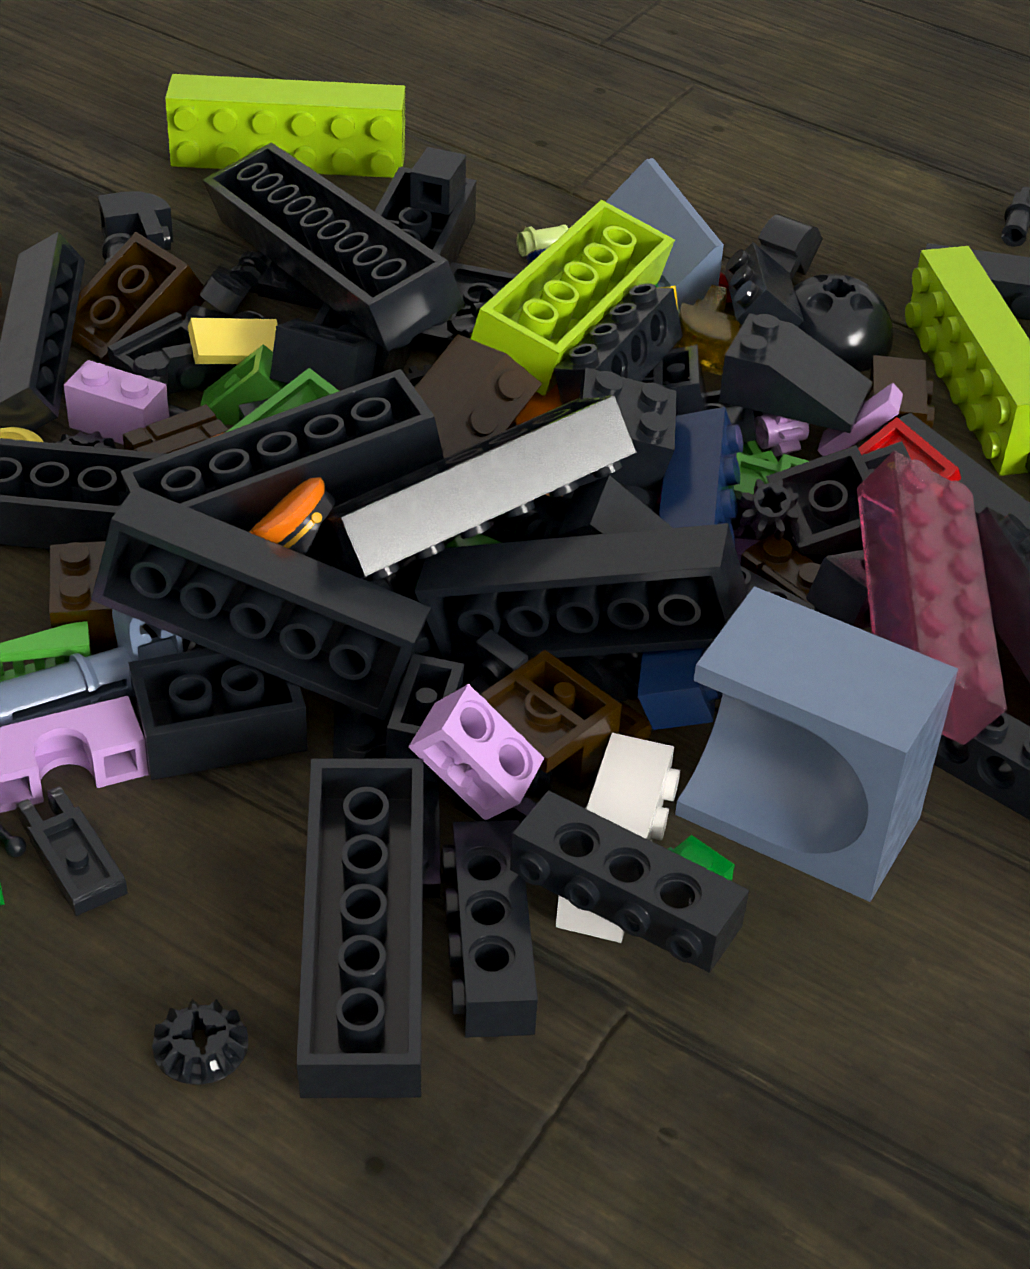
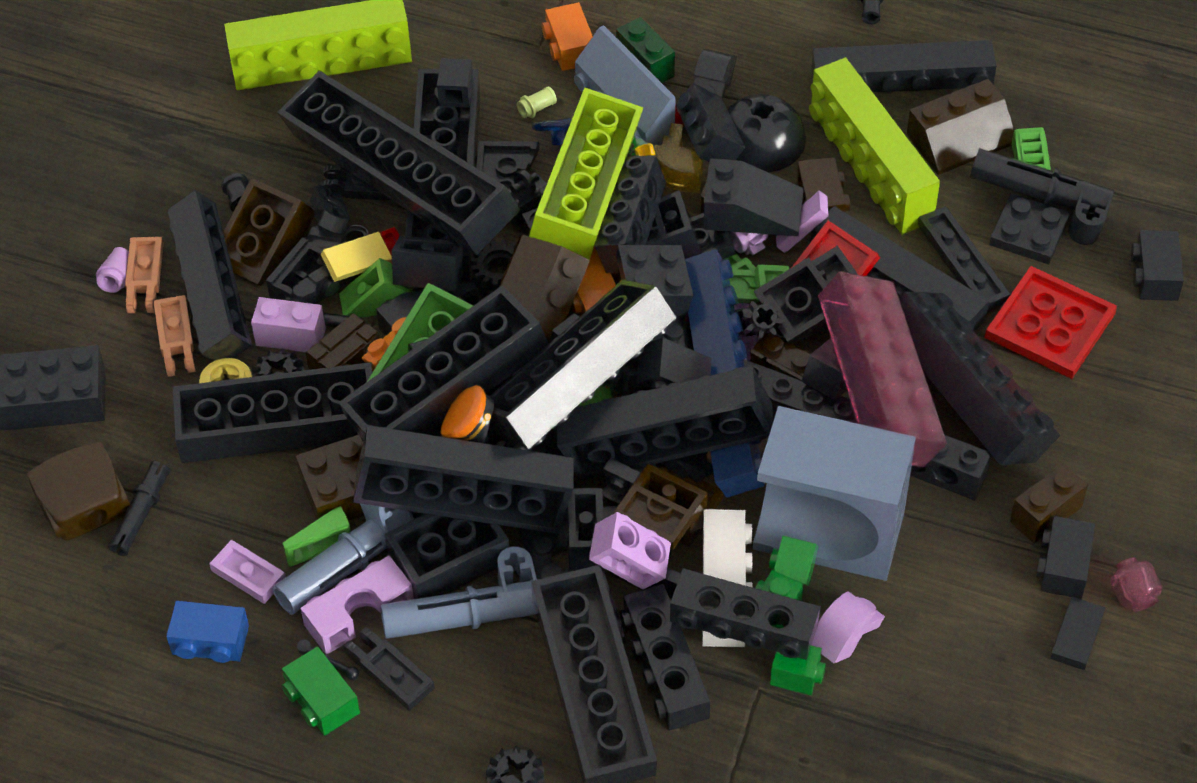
camera: 10 degrees left, 10 degrees up
(138, 213) = (237, 154): black brick -> none
(211, 790) = (469, 606): none -> sand blue piece
(604, 171) = (567, 33): none -> orange brick
(692, 994) = (798, 673): none -> green brick
(711, 204) = (648, 48): none -> dark green brick
(735, 831) = (794, 559): none -> green brick
(783, 941) = (844, 626): none -> lavender brick

